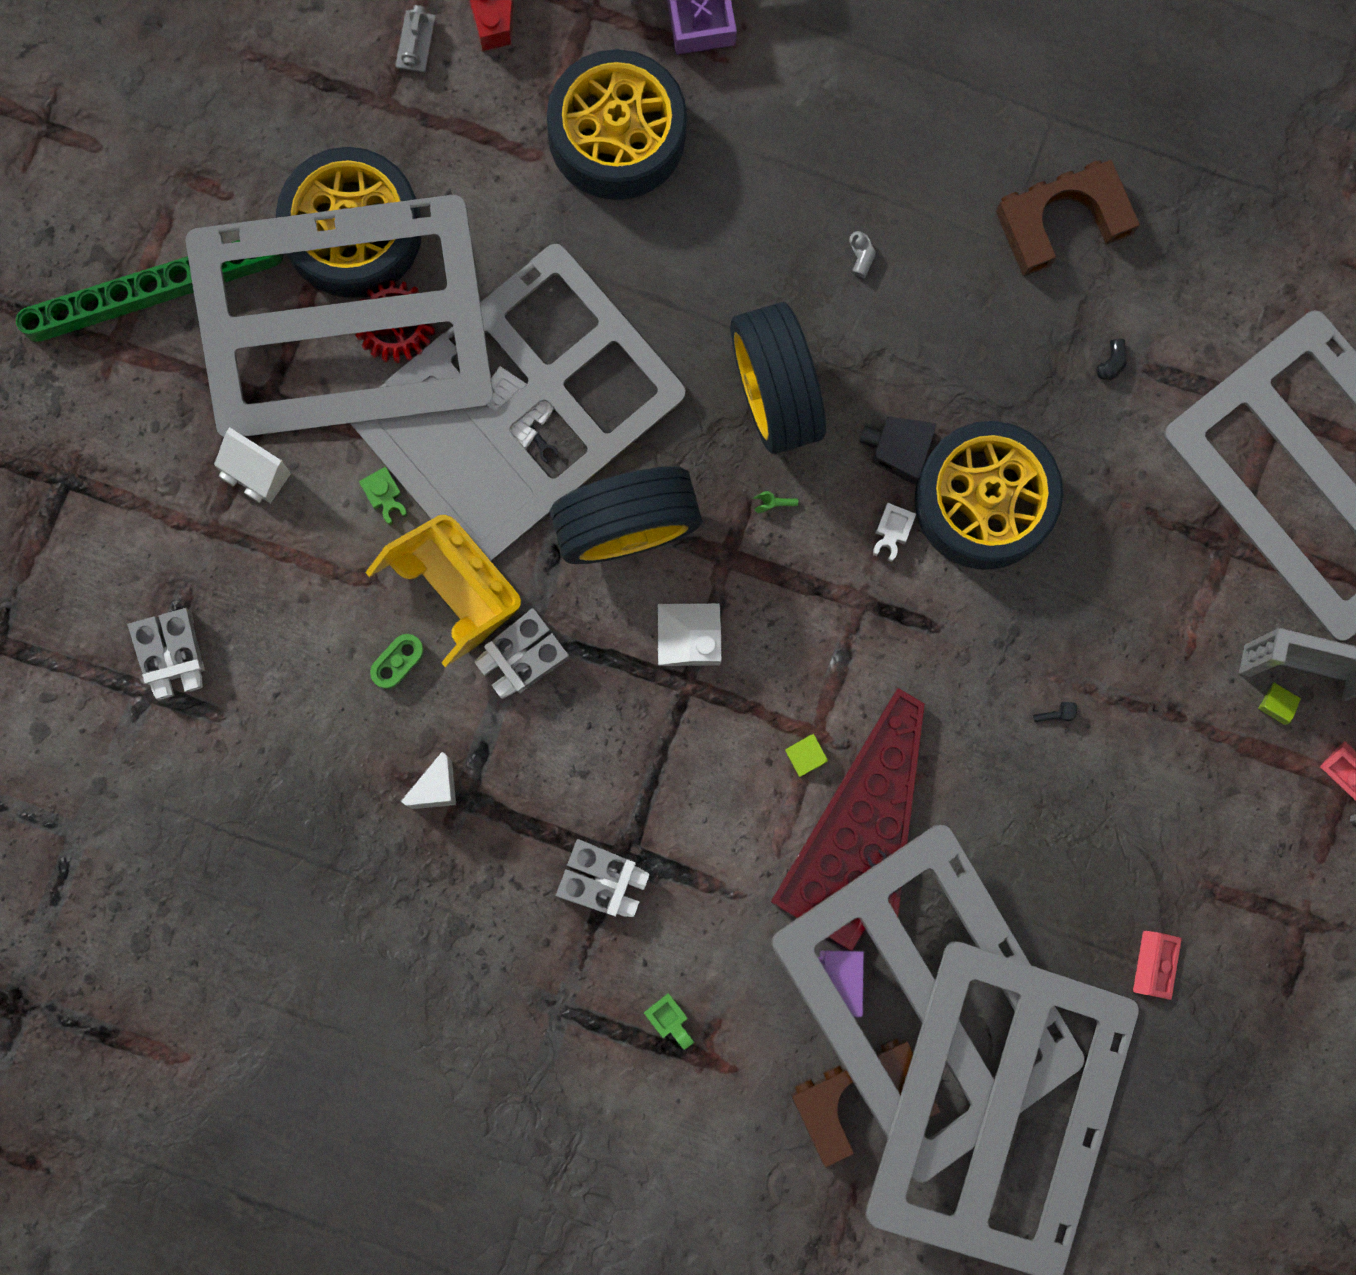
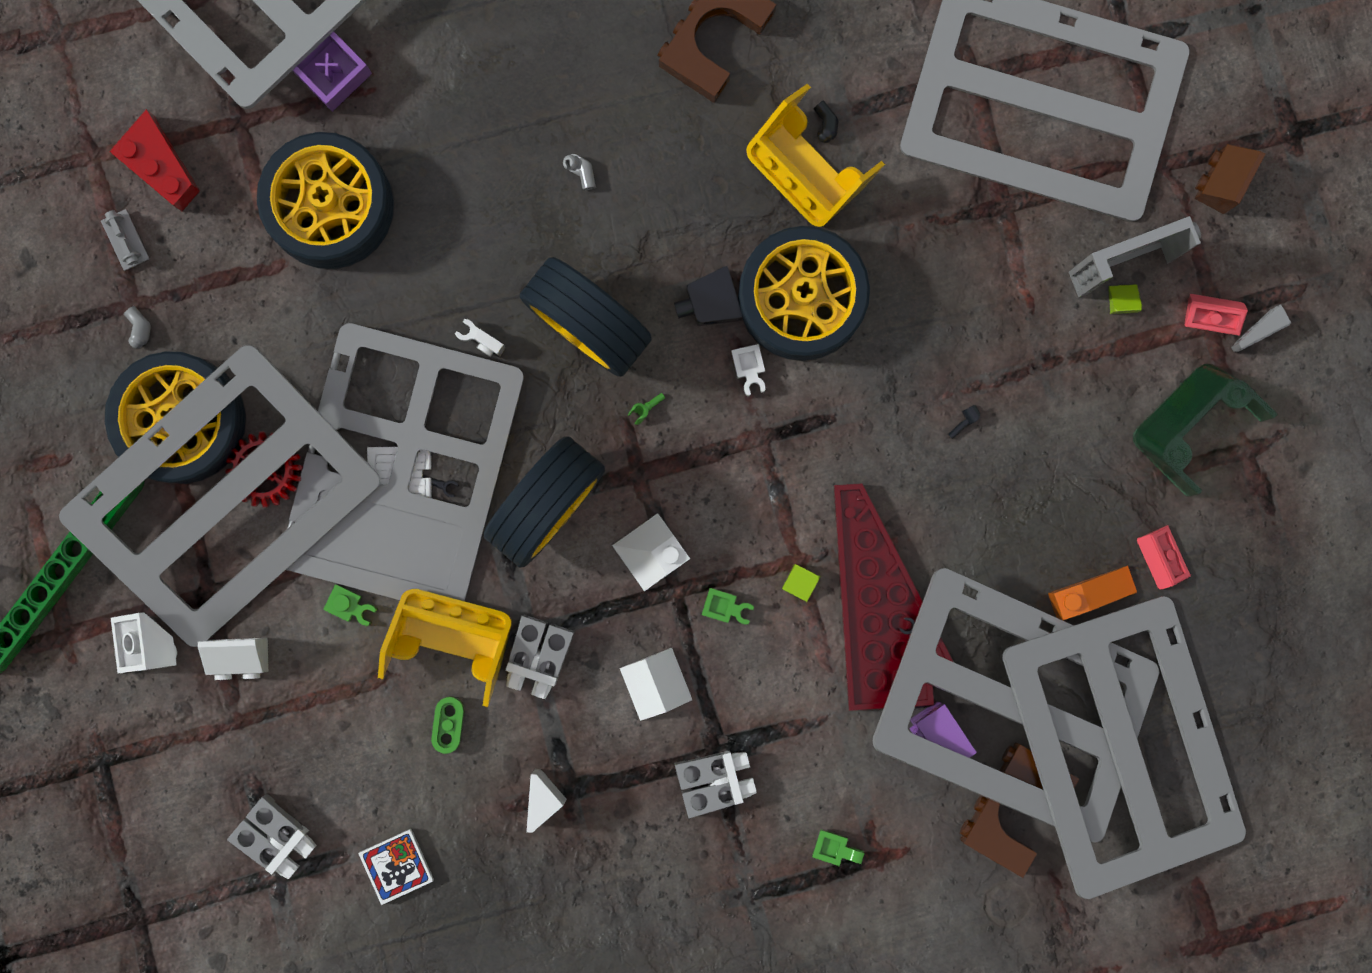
camera: 30 degrees left, 5 degrees up
(176, 400) = (141, 643): none -> white slope
(259, 757) = (396, 866): none -> tile
(373, 126) = (141, 328): none -> light grey arm
(610, 755) = (656, 684): none -> white slope
(672, 346) = (486, 343): none -> white plate
(719, 727) = (722, 605): none -> bright green plate
(1060, 384) = (799, 169): none -> yellow windscreen
(1069, 950) = (1092, 593): none -> orange slope
(1230, 849) = (1162, 431): none -> clear green windscreen

